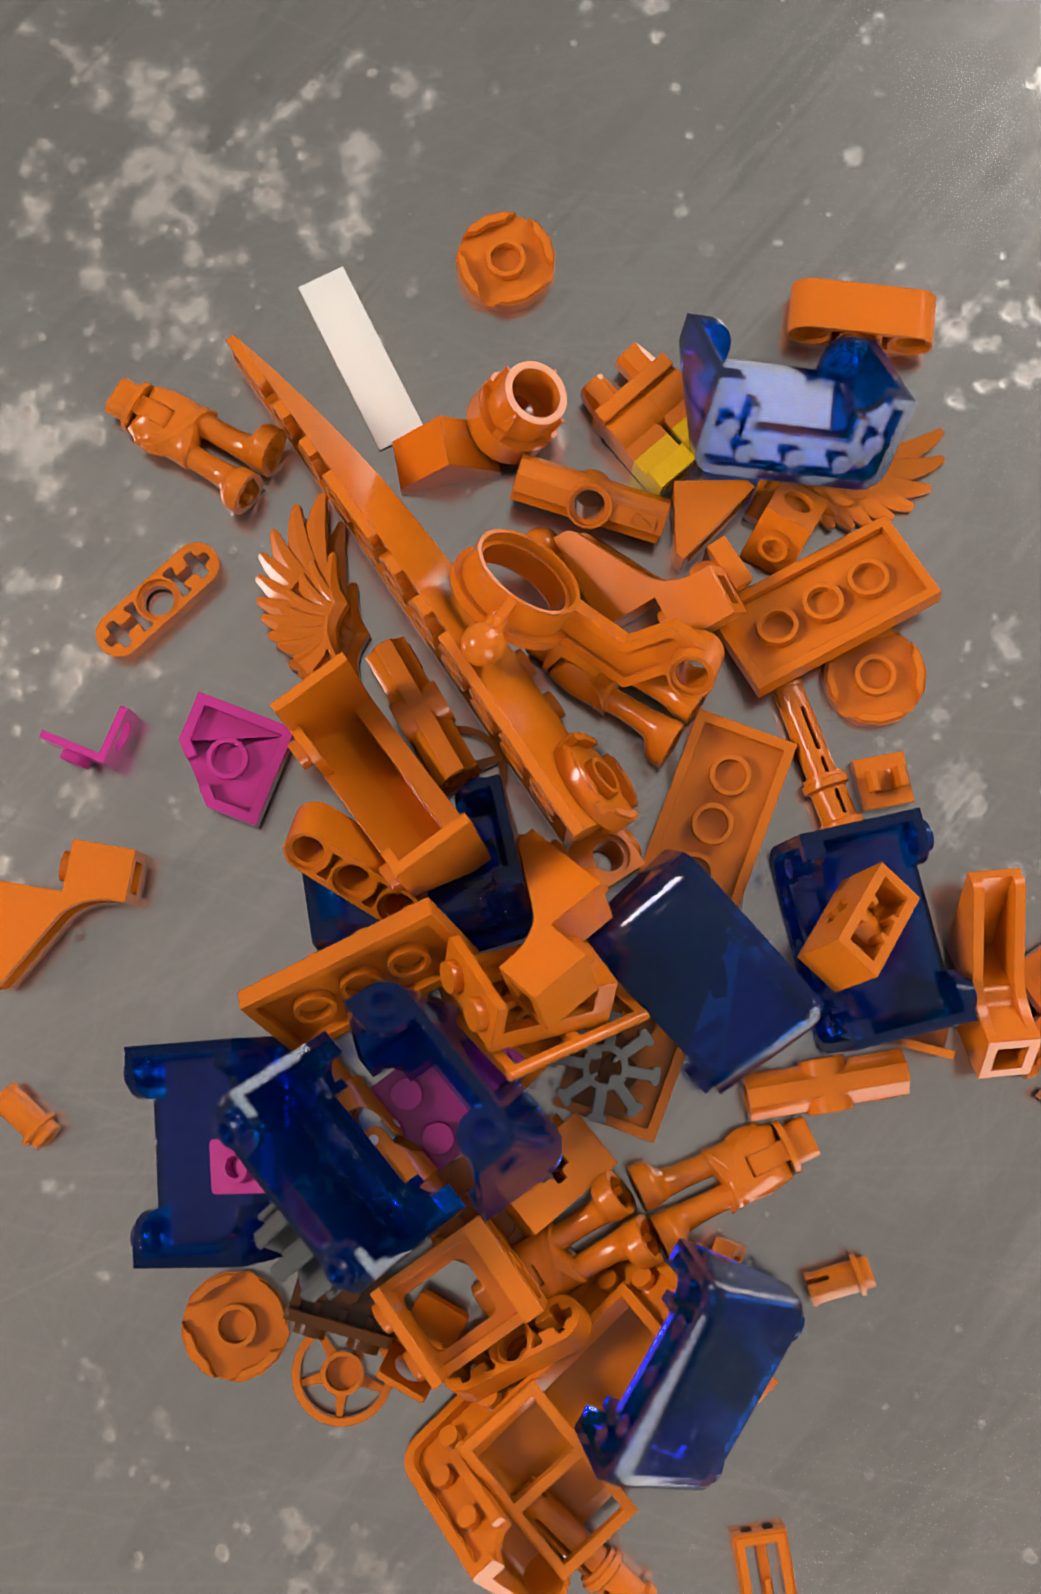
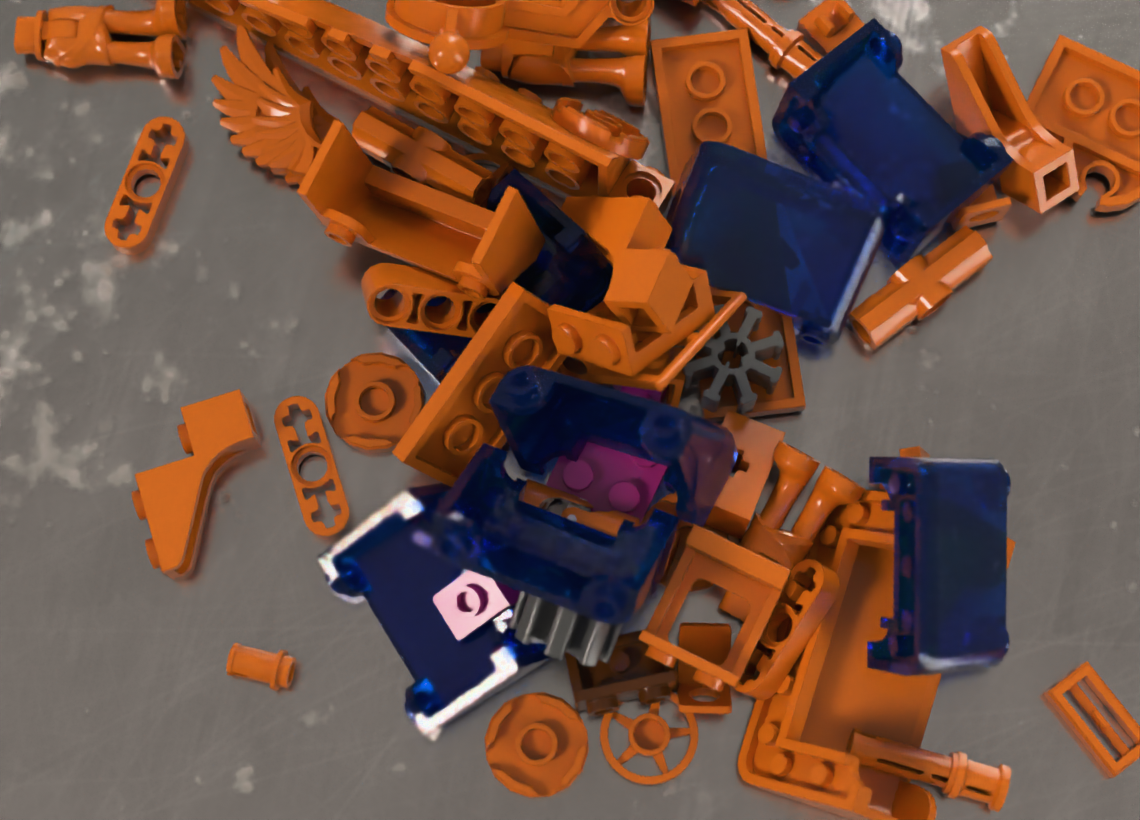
camera: 25 degrees left, 5 degrees down
(111, 749) = (151, 340): dark pink bracket -> none
(176, 995) = (315, 428): none -> orange beam
(234, 757) = (281, 277): dark pink plate -> none
(274, 929) = (389, 401): none -> orange tile
(544, 1481) = (881, 682): orange window -> none
(747, 1164) = (891, 386): orange piece -> none
(840, 1280) = (1020, 437): orange pin -> none
(859, 927) = (877, 136): orange brick -> none

